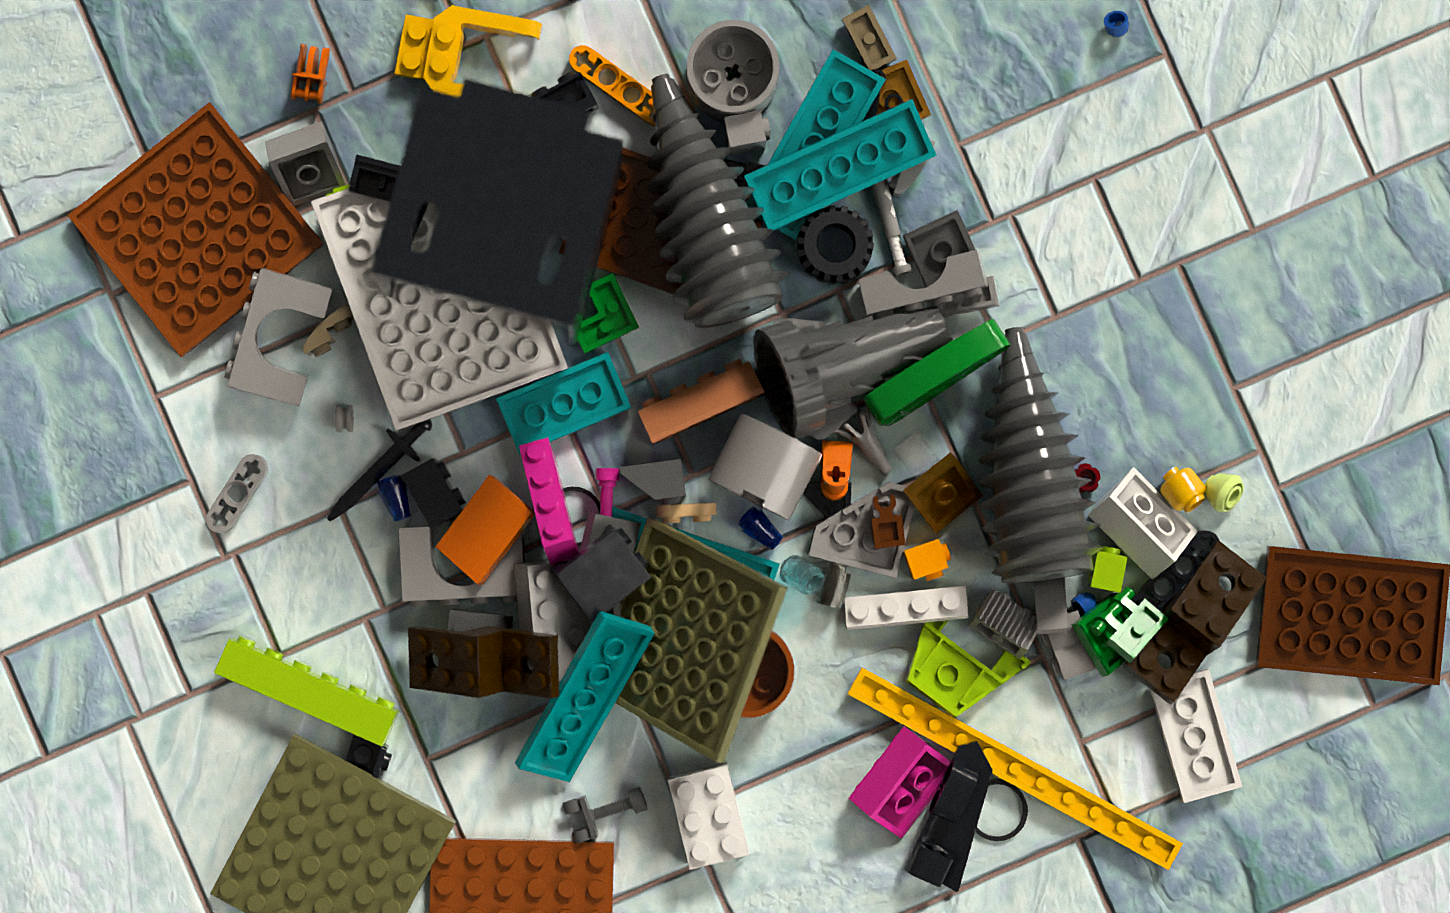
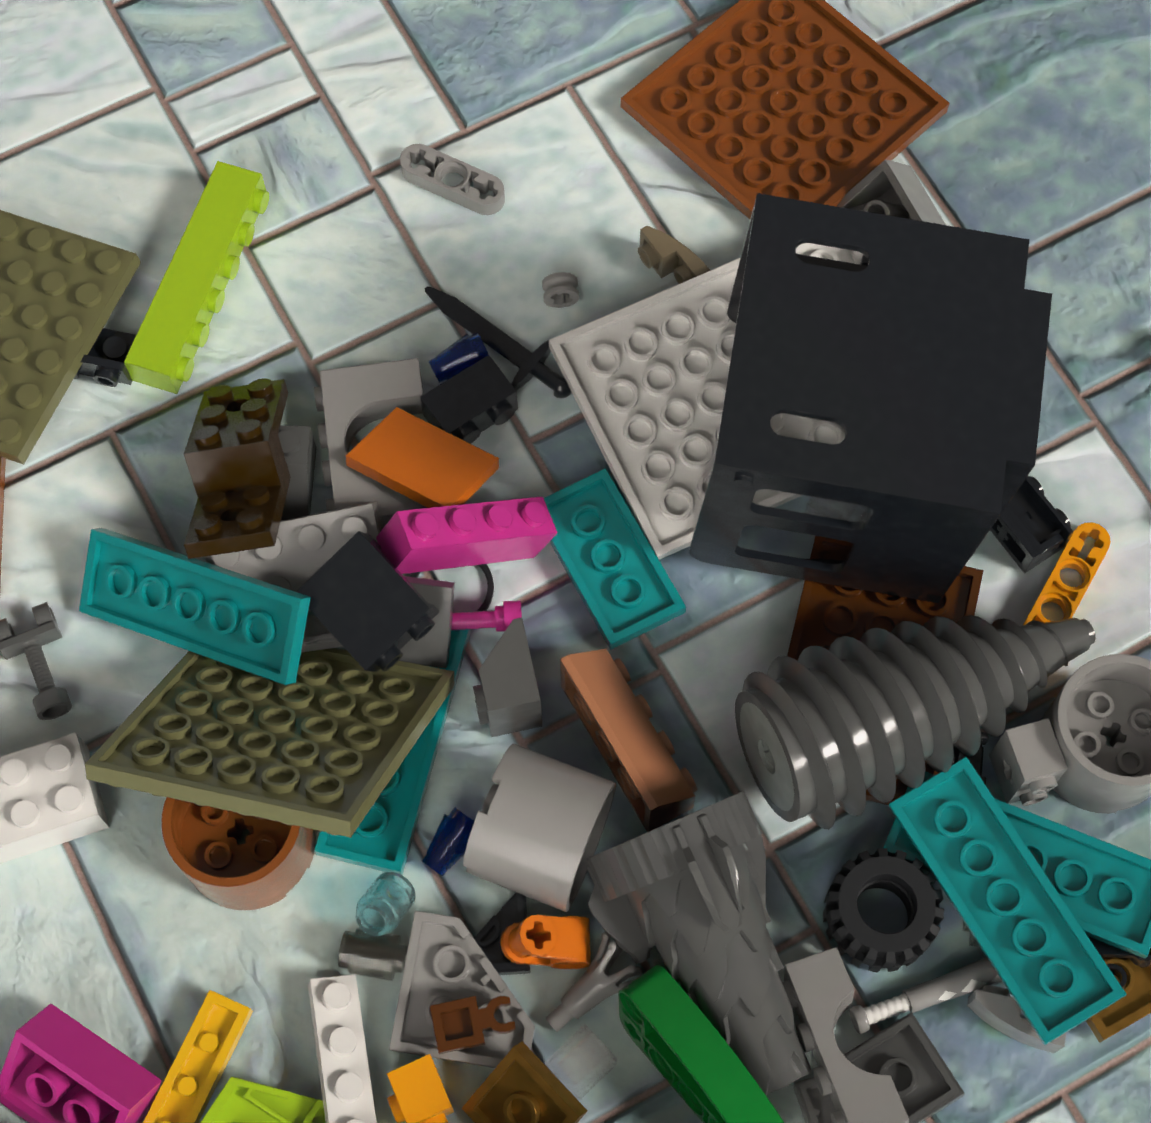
camera: 90 degrees right, 20 degrees down
(250, 369) = (617, 170): light grey arch -> none
(310, 74) = (1007, 213): orange arm -> none
(433, 47) = (1085, 362): yellow plate -> none
(613, 319) = (735, 612): green plate -> none
(672, 513) = (469, 752): tan plate -> none

